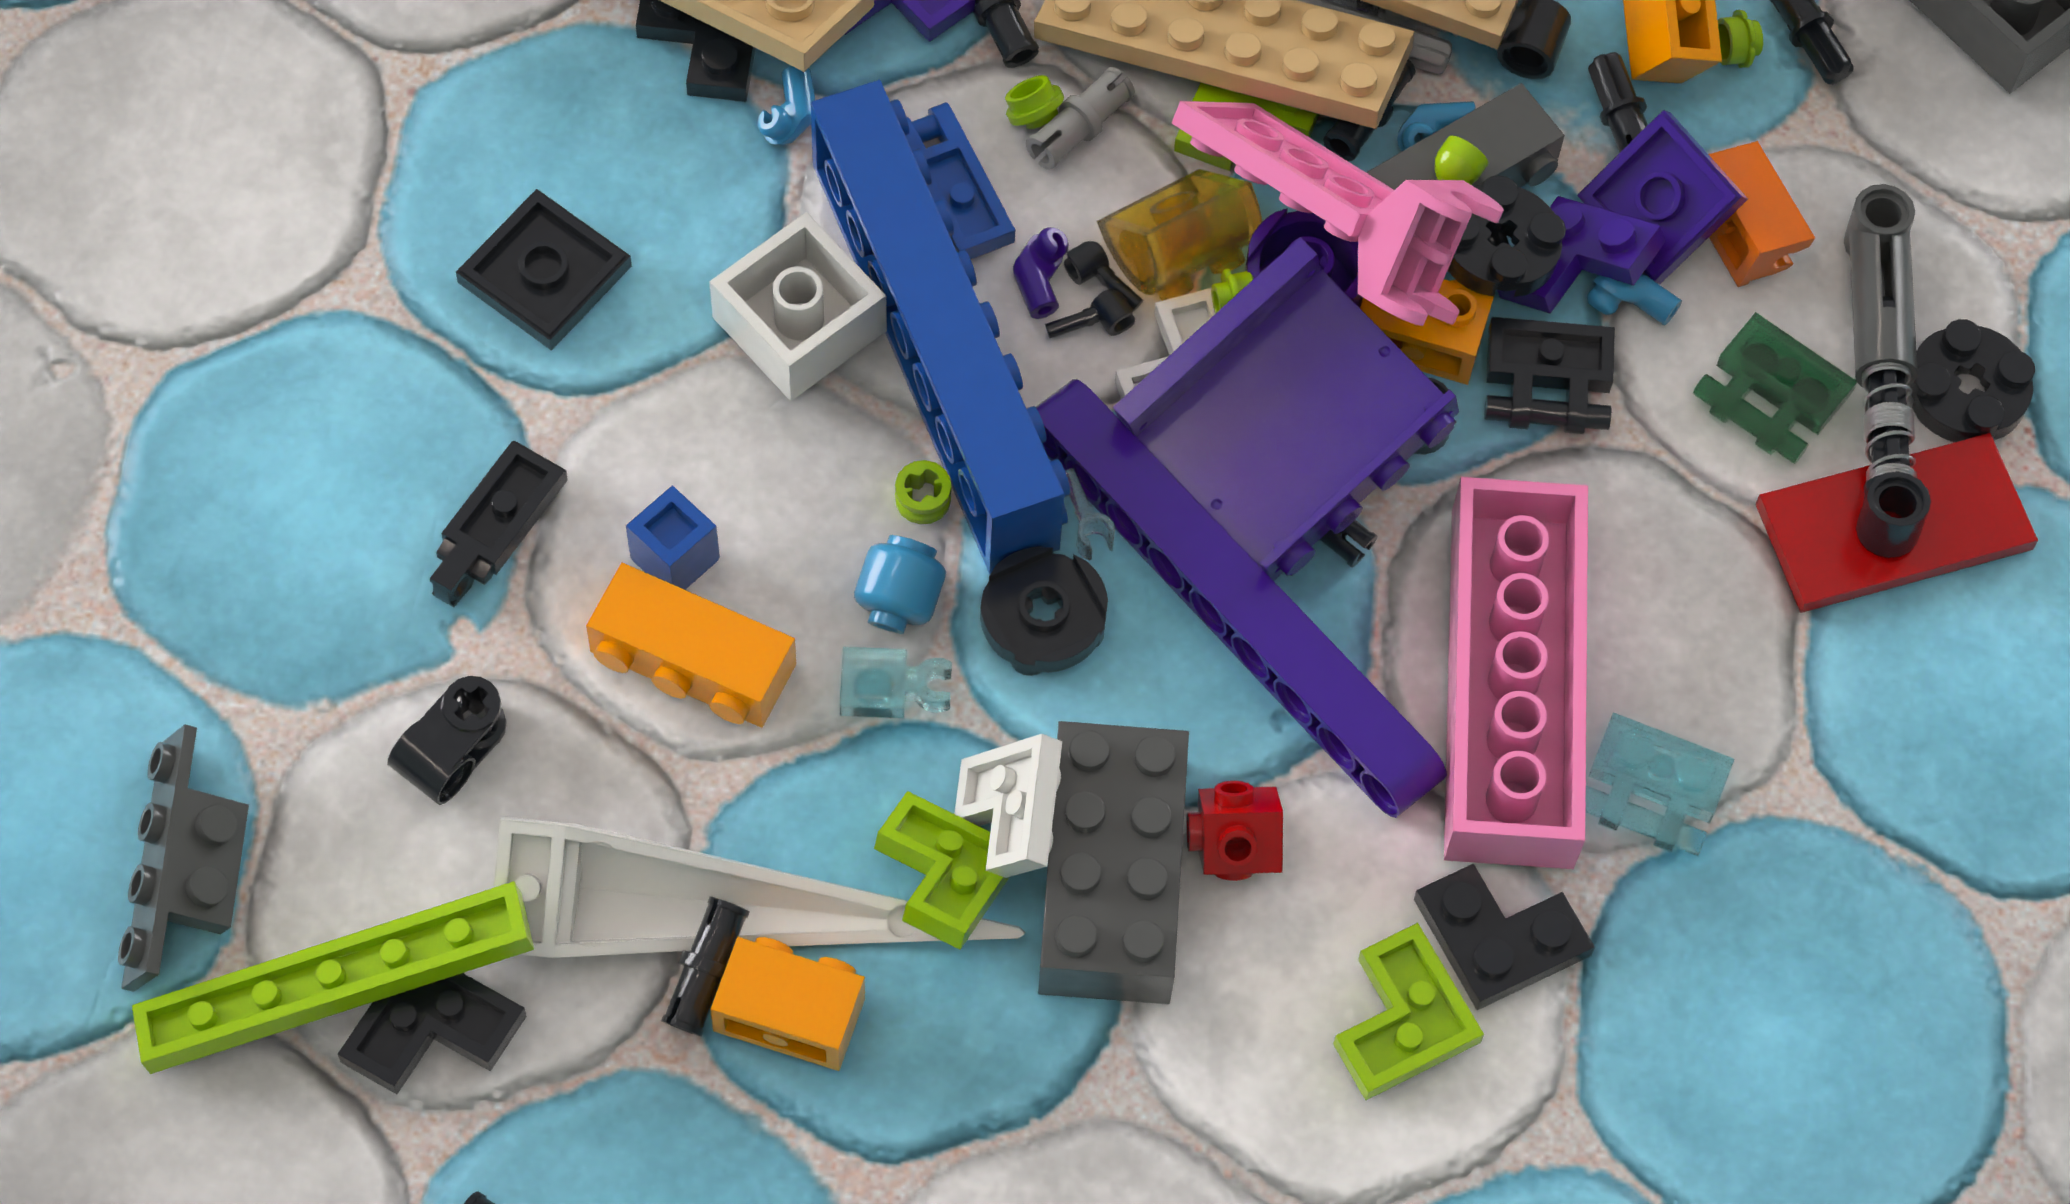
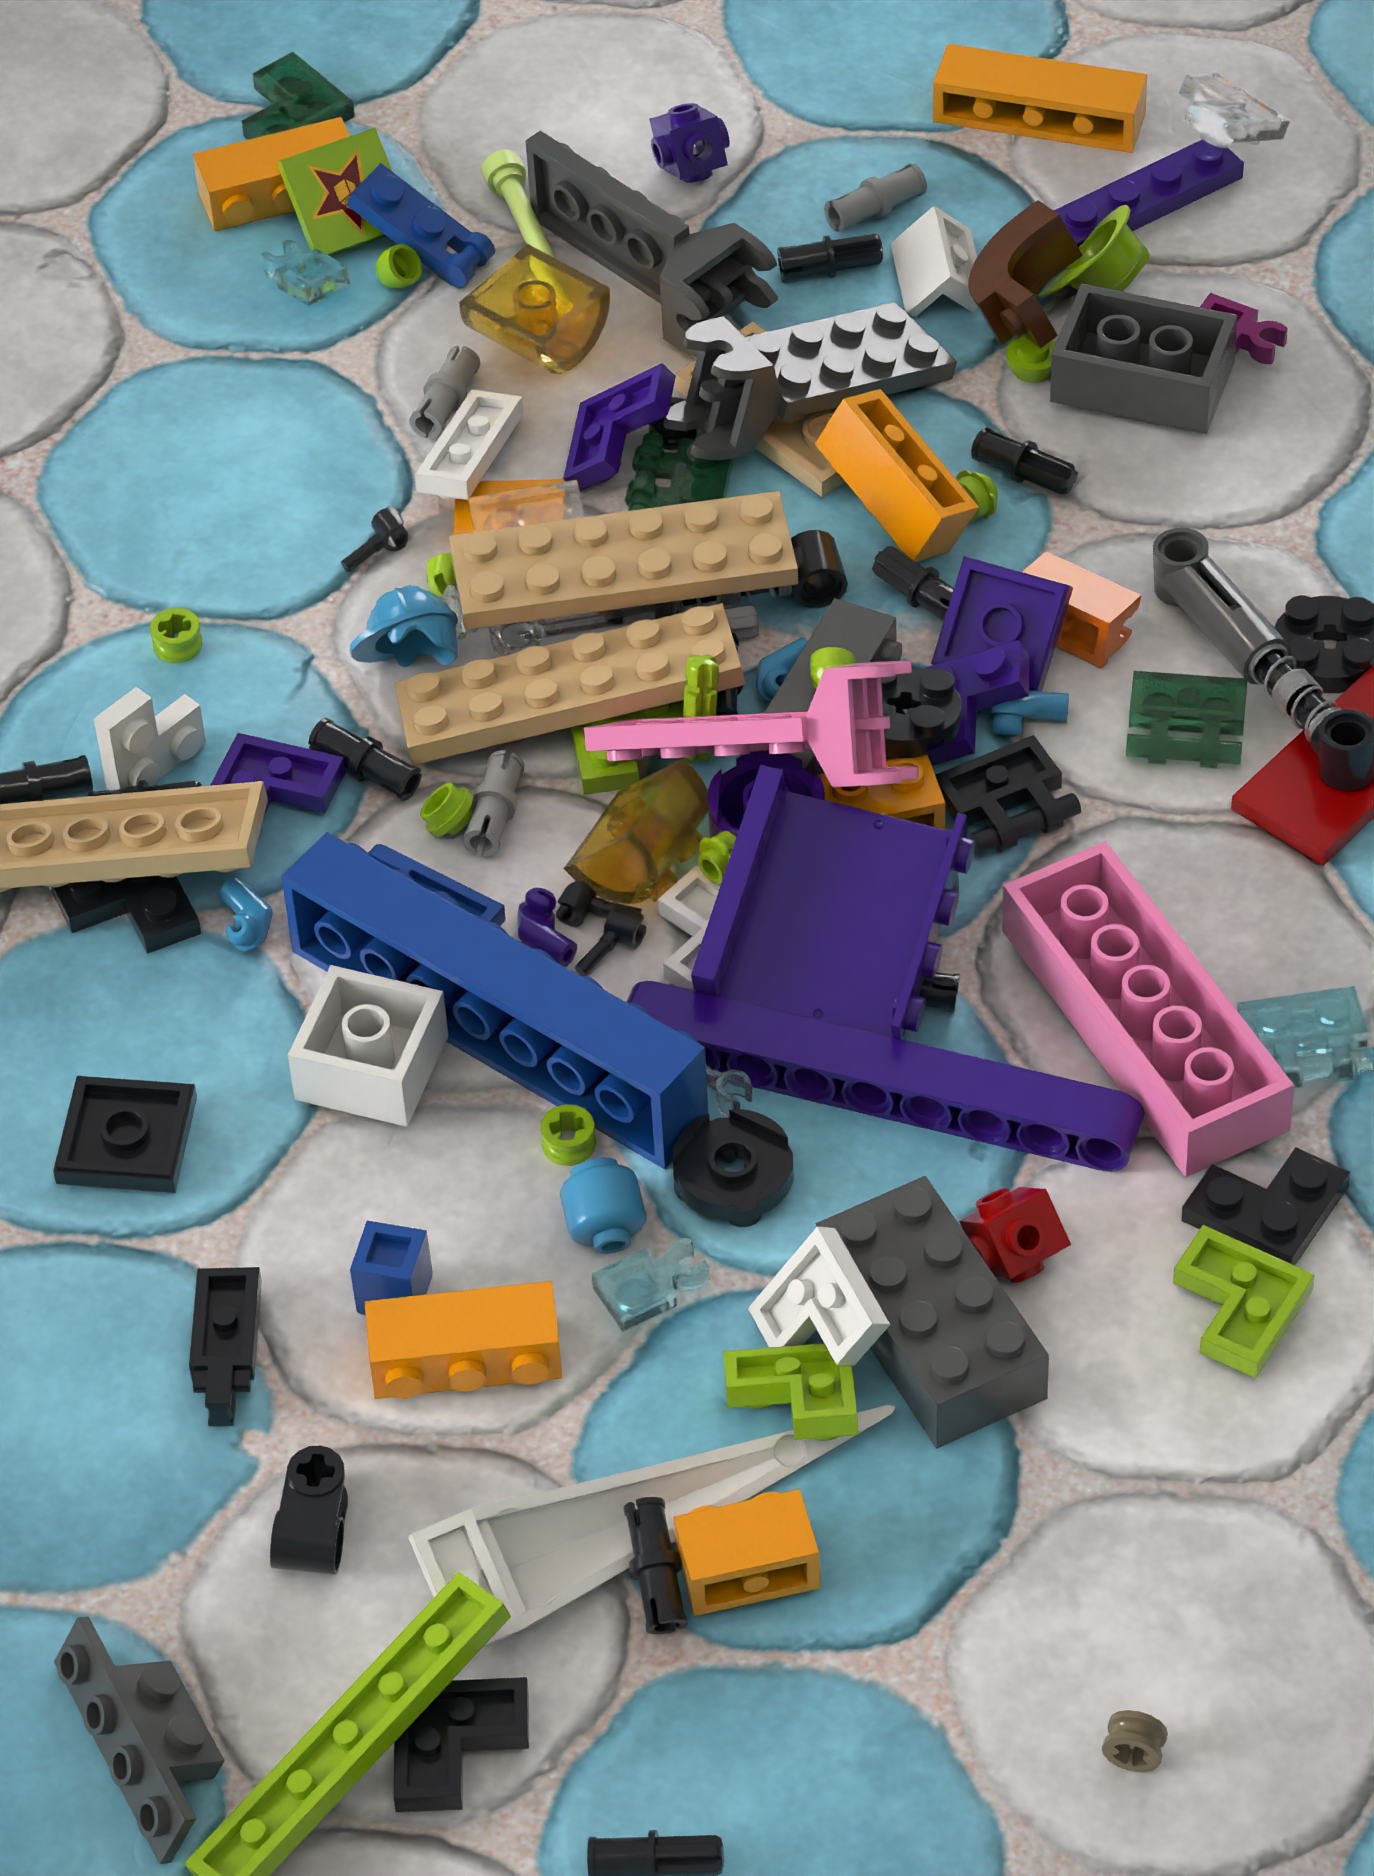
camera: 25 degrees left, 15 degrees down
(1327, 112) = (700, 692): none -> lime axle

